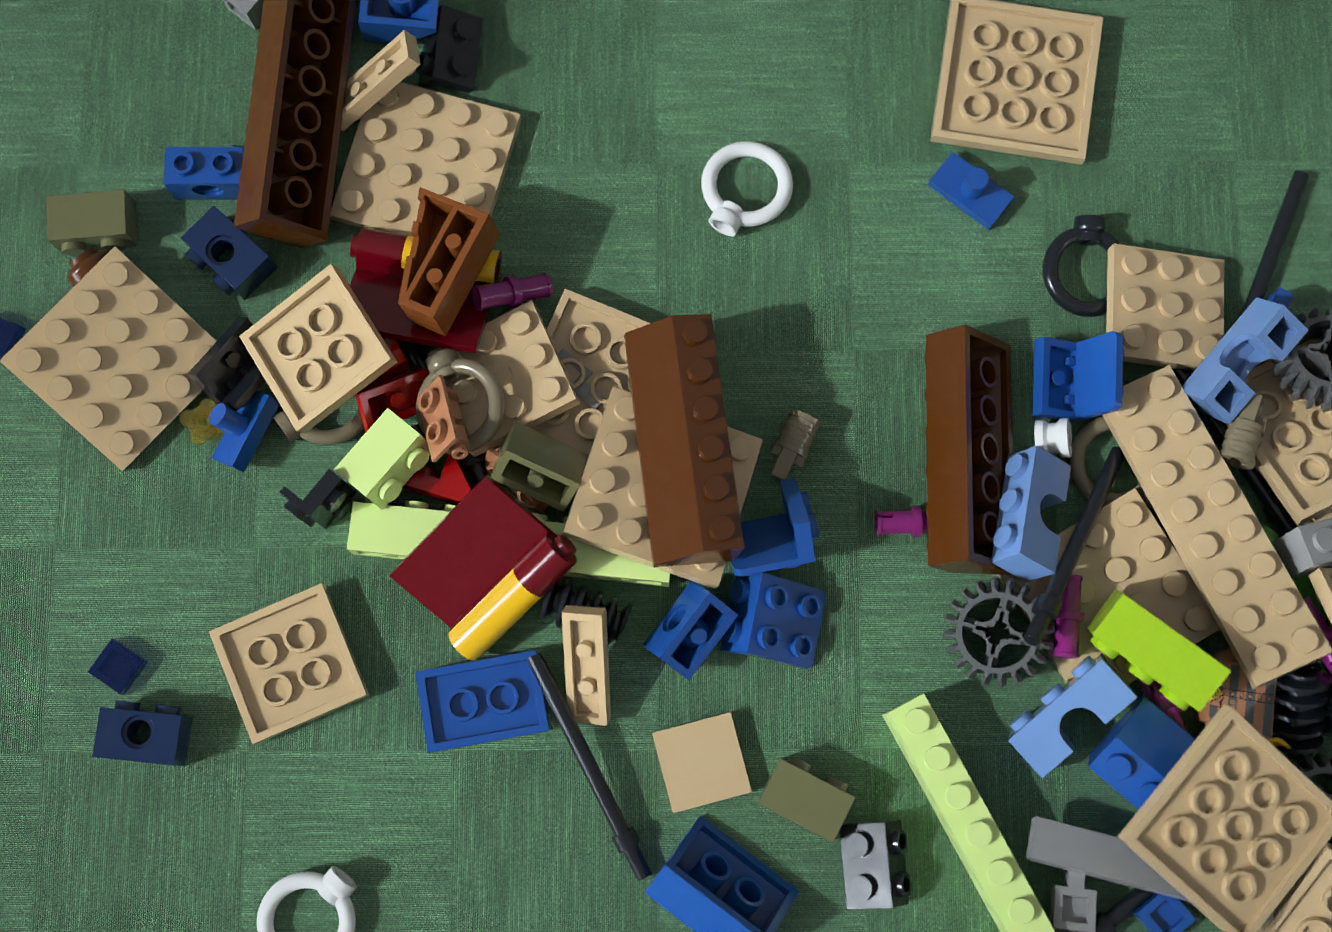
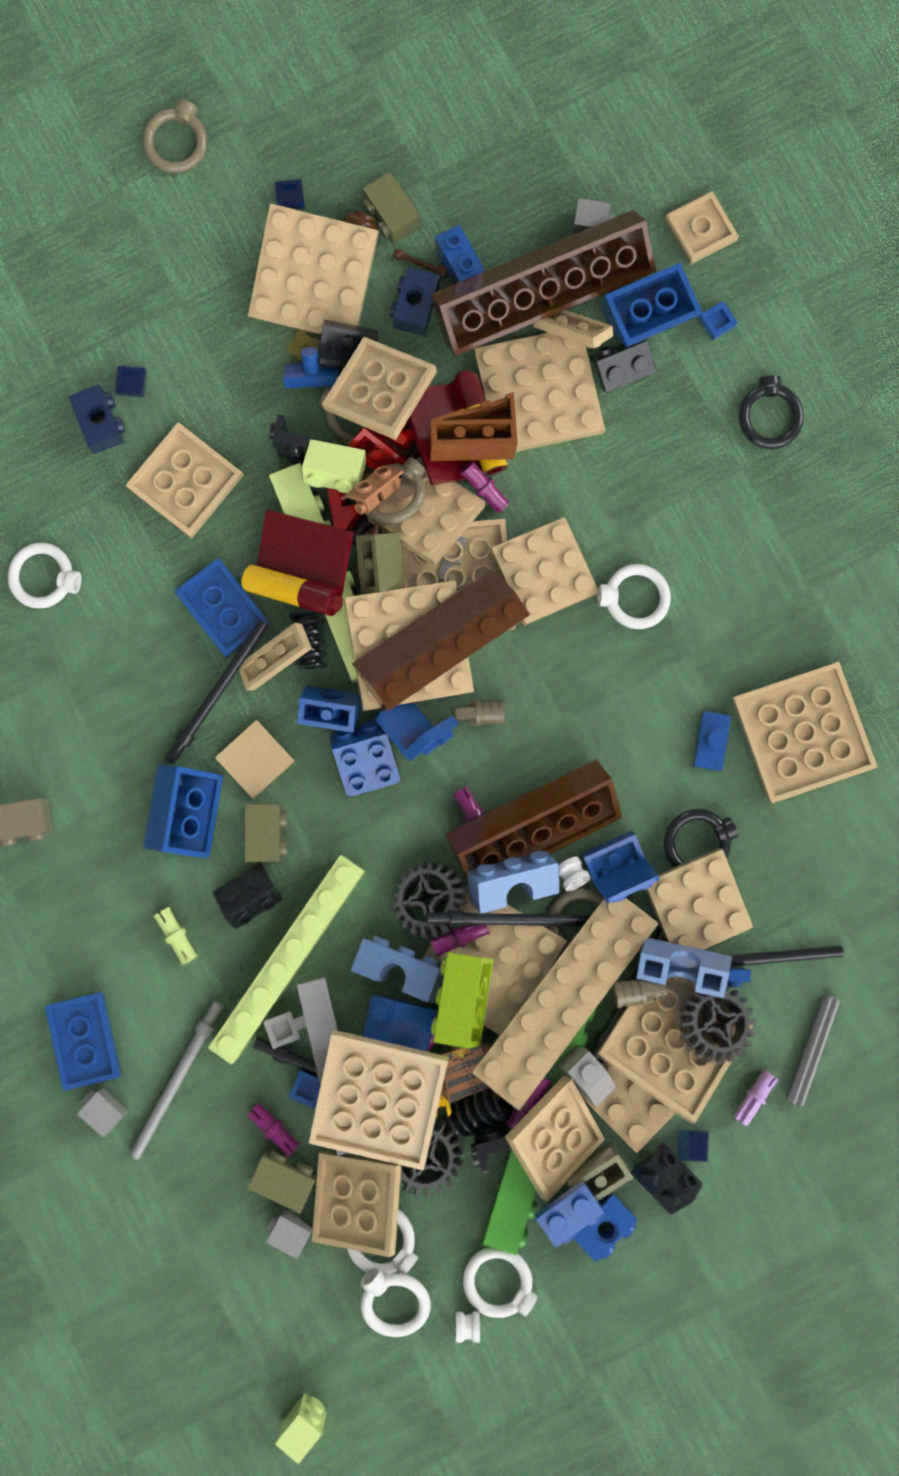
camera: 60 degrees right, 5 degrees up
(155, 244) = (440, 270): none -> reddish brown hinge
(654, 272) = (545, 569): none -> tan plate

